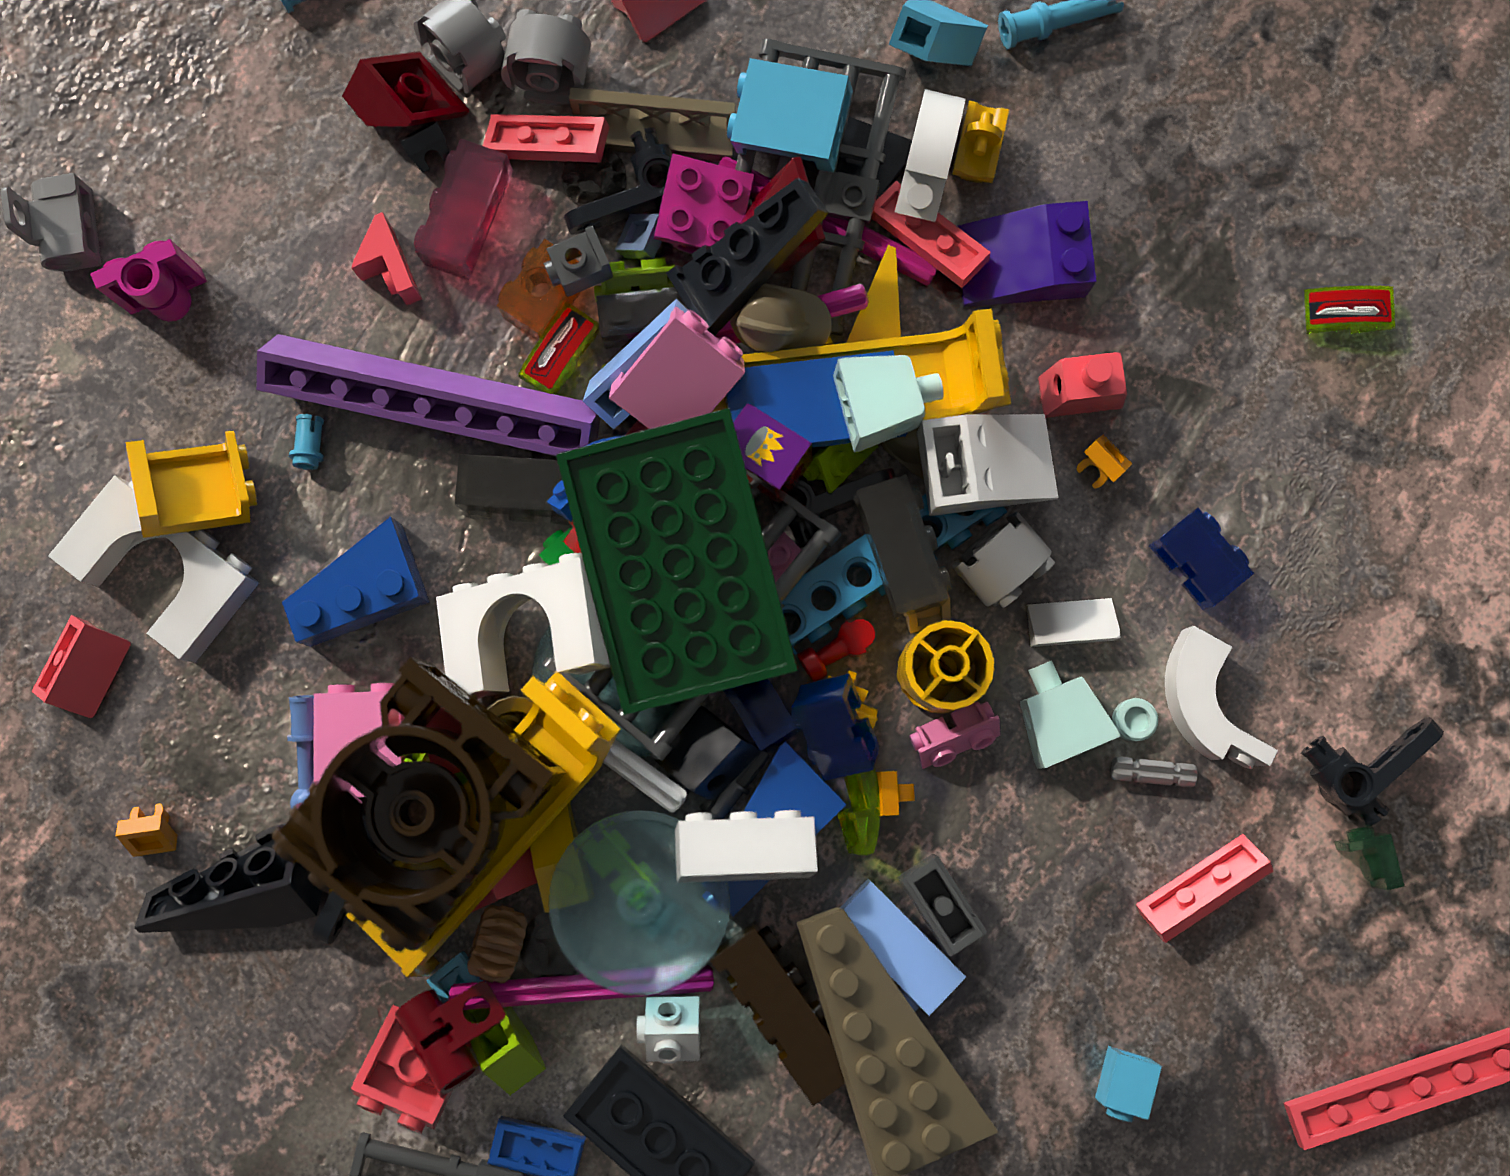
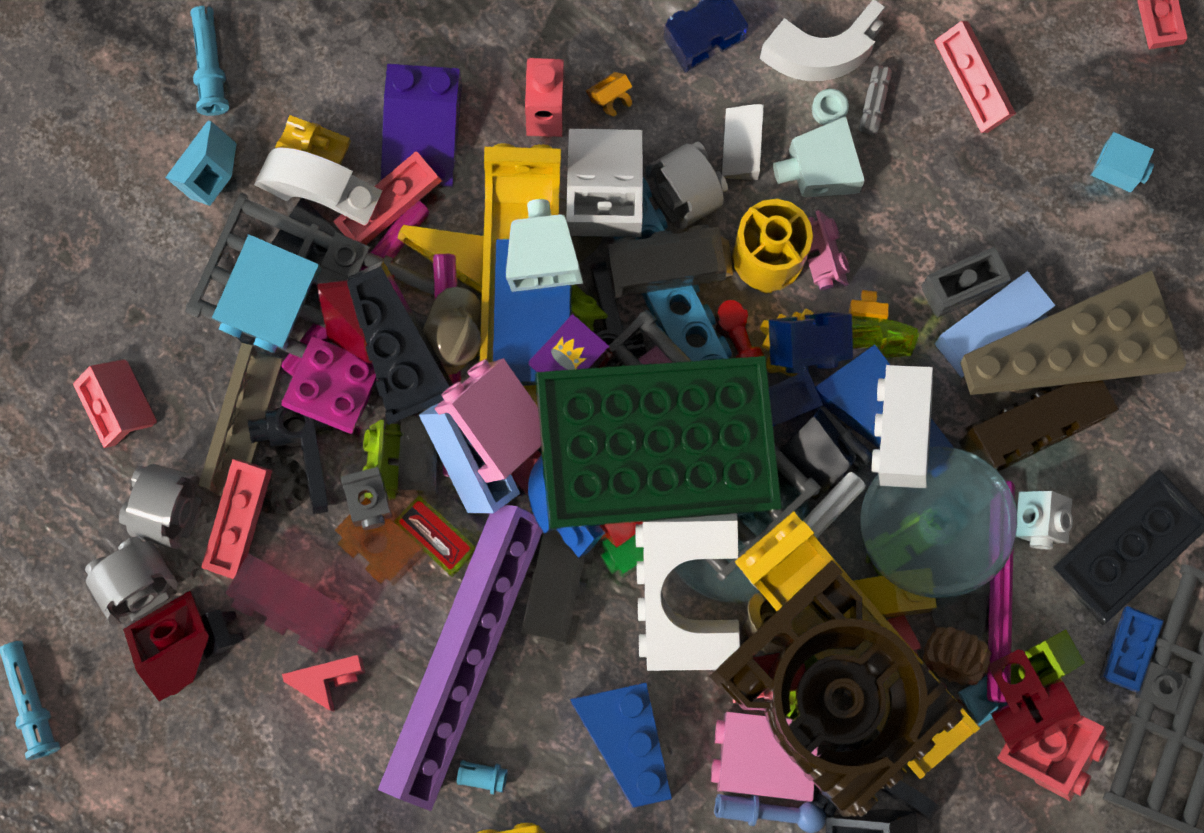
camera: 85 degrees left, 5 degrees down
(638, 236) = (343, 449): sand blue plate -> none

